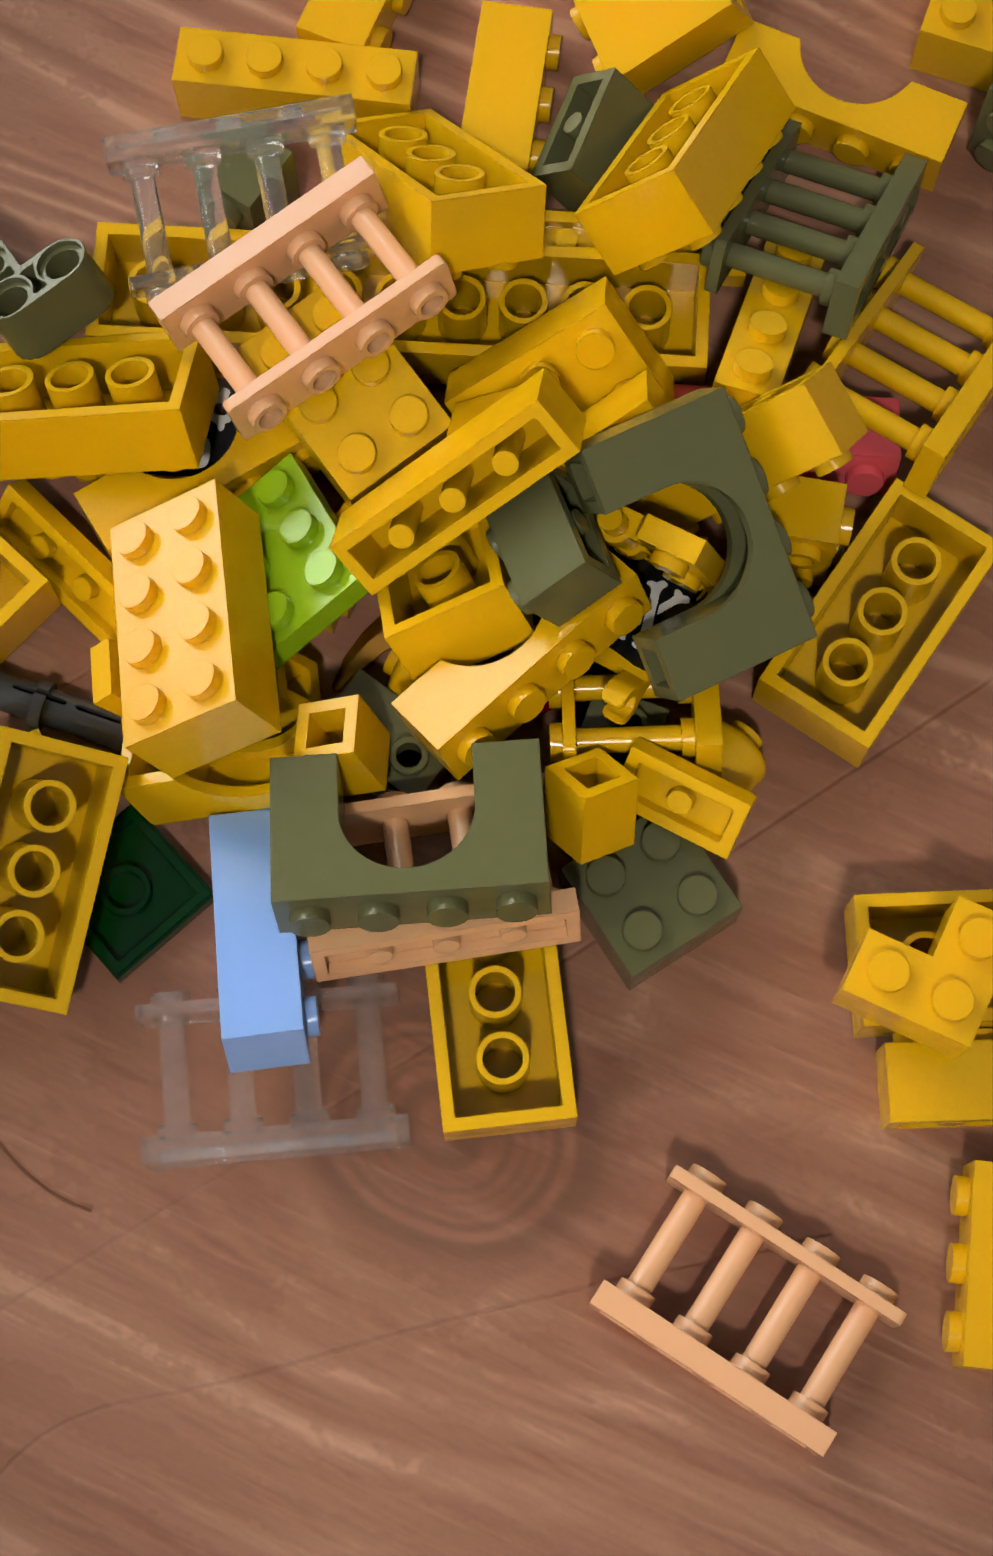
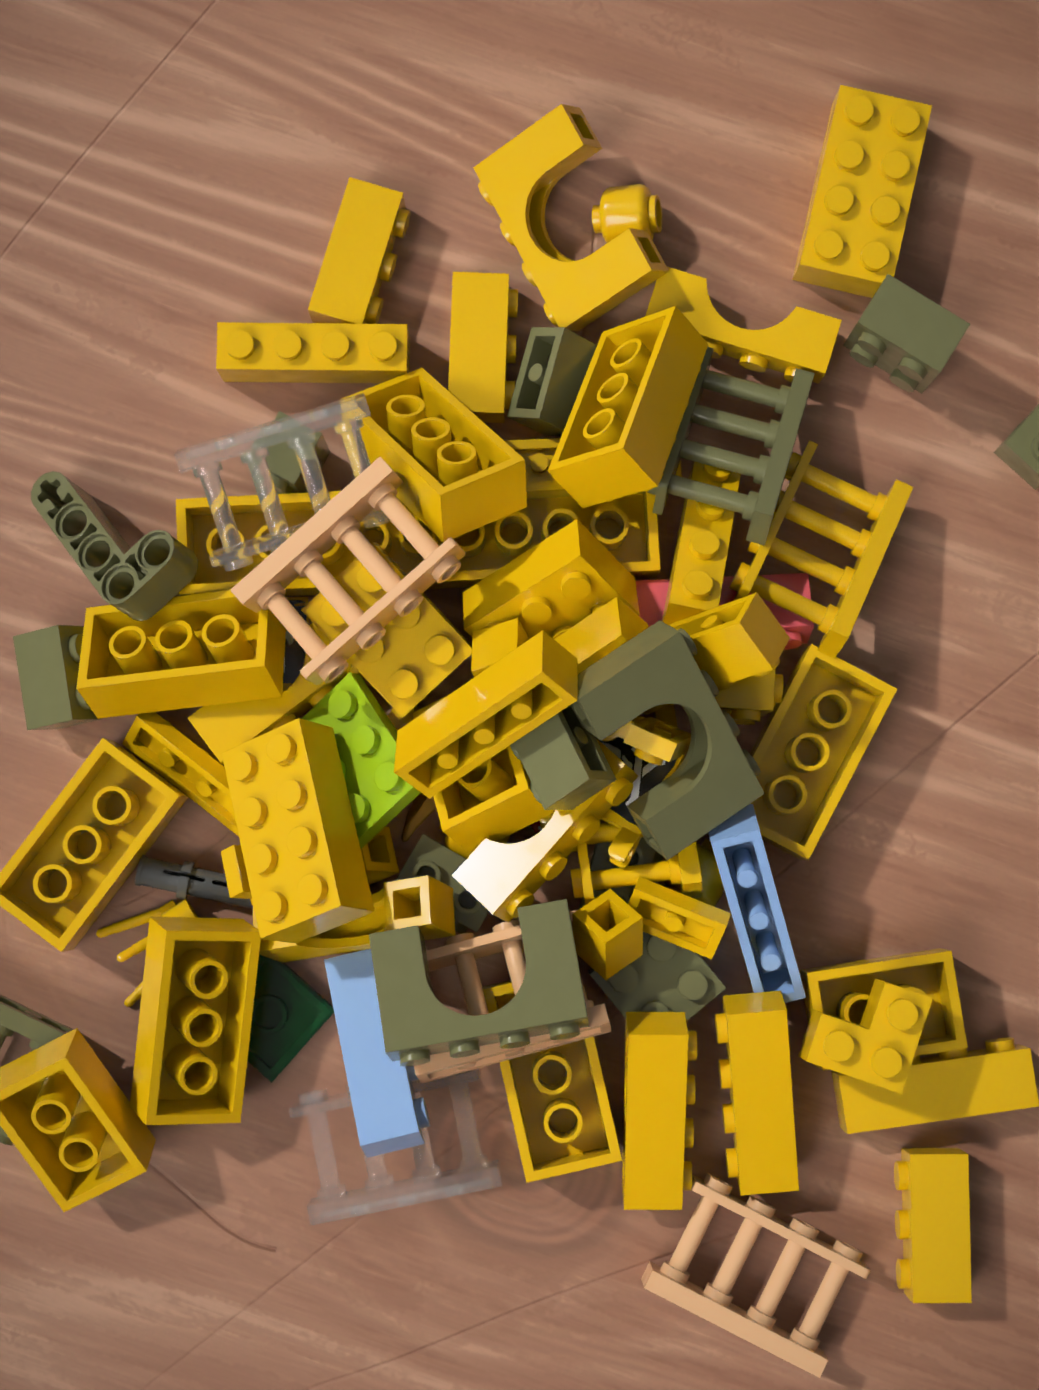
camera: 10 degrees left, 10 degrees up
(630, 1059) = (656, 1110): none -> yellow brick
(774, 1052) = (760, 1092): none -> yellow brick
(792, 800) = (756, 905): none -> light blue brick

